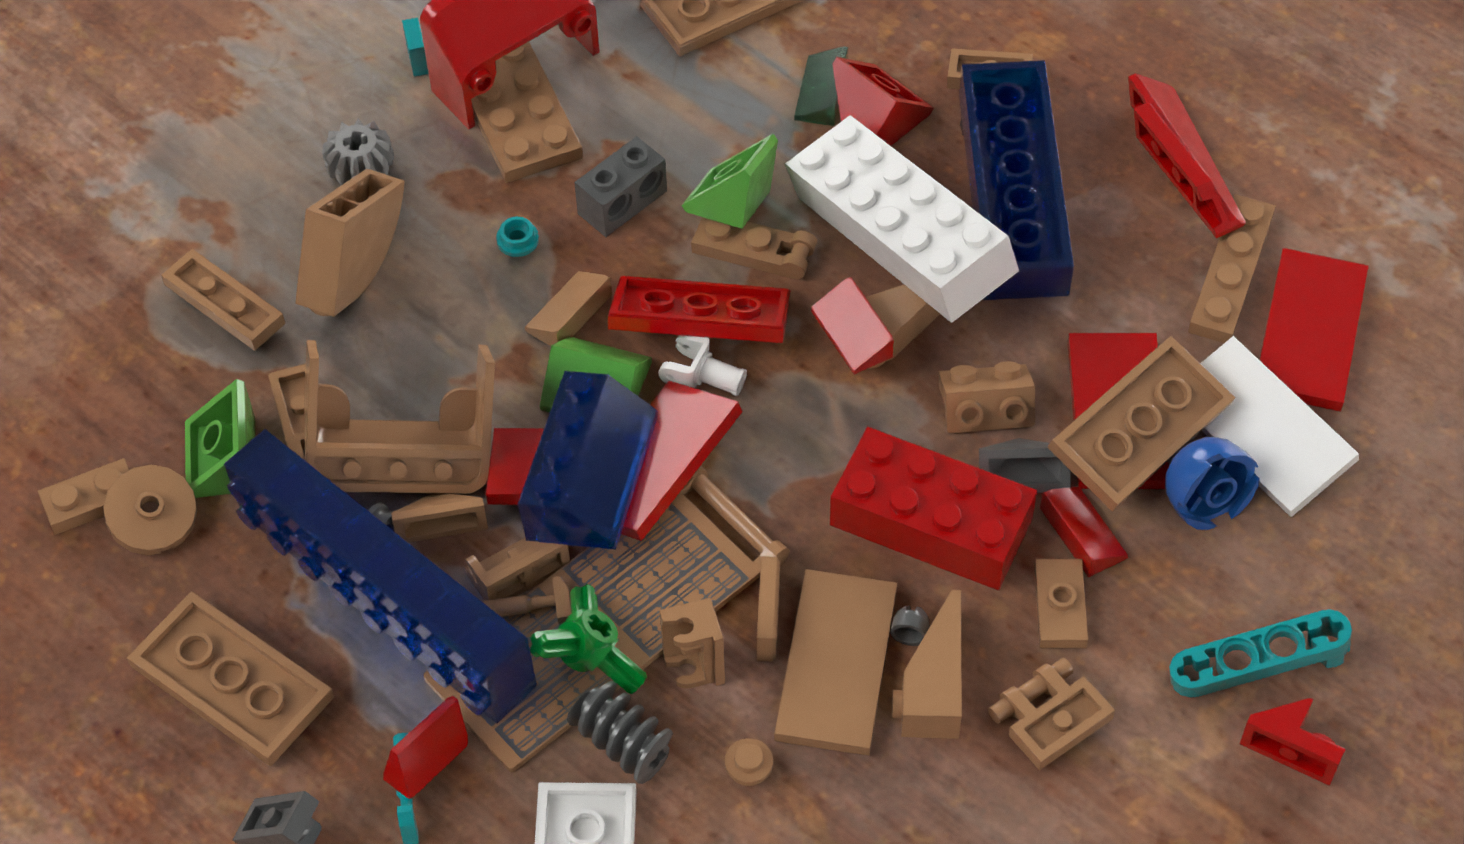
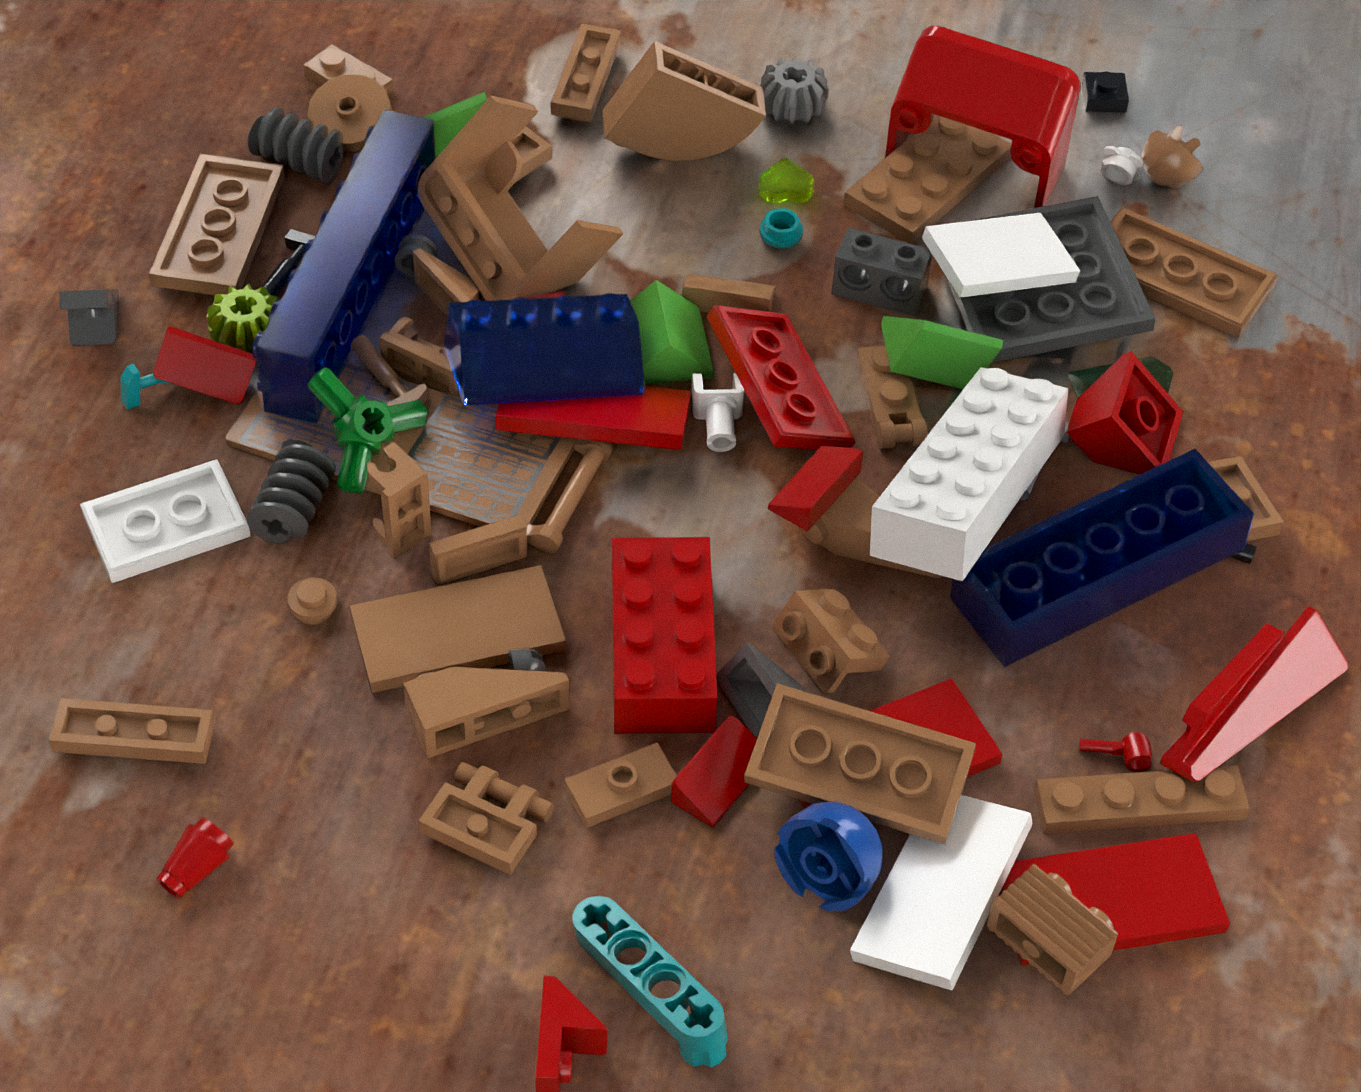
camera: 60 degrees right, 5 degrees down
(169, 566) = (297, 144): none -> dark grey piece
(299, 614) = (278, 279): none -> black piece
(363, 688) = (239, 316): none -> lime gear
(460, 210) = (785, 182): none -> clear neon green tile
(670, 94) = (1000, 254): none -> white tile
(691, 83) = (1097, 307): none -> dark grey plate
(1189, 249) = (1134, 748): none -> red hand
(1342, 369) = (1052, 928): none -> medium nougat brick

